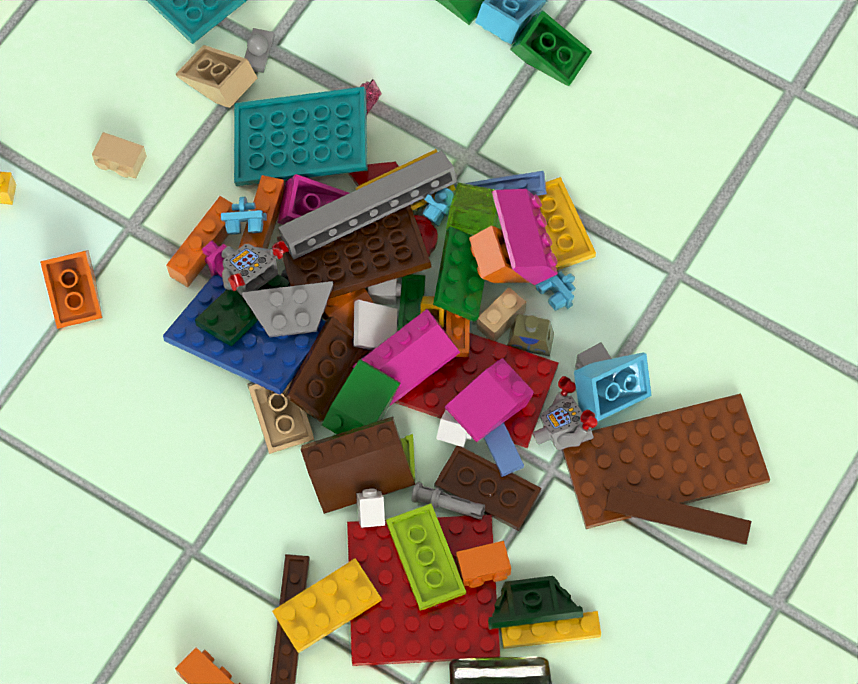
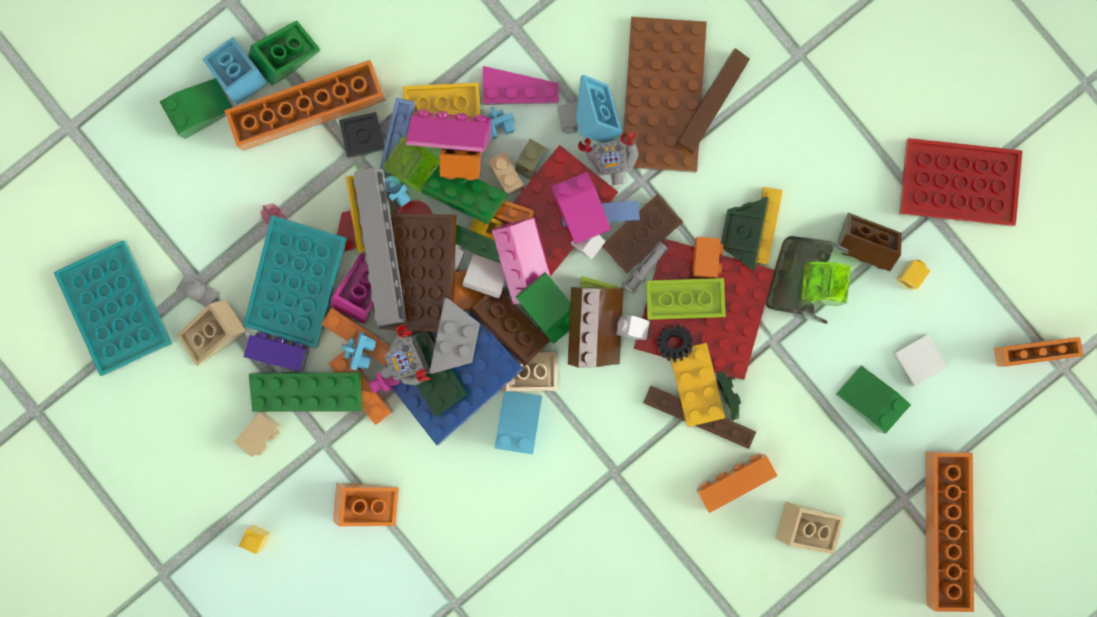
camera: 70 degrees left, 20 degrees up
(181, 185) = (305, 391): none -> green plate
(216, 145) = (276, 352): none -> dark purple brick
(216, 421) = (518, 422): none -> medium azure slope
(324, 648) = (731, 399): none -> dark green wing
(363, 568) = (671, 332): none -> black tyre
(490, 154) = (362, 135): none -> black plate
(500, 88) = (305, 105): none -> orange brick
(605, 295) = (512, 88): none -> dark pink wing

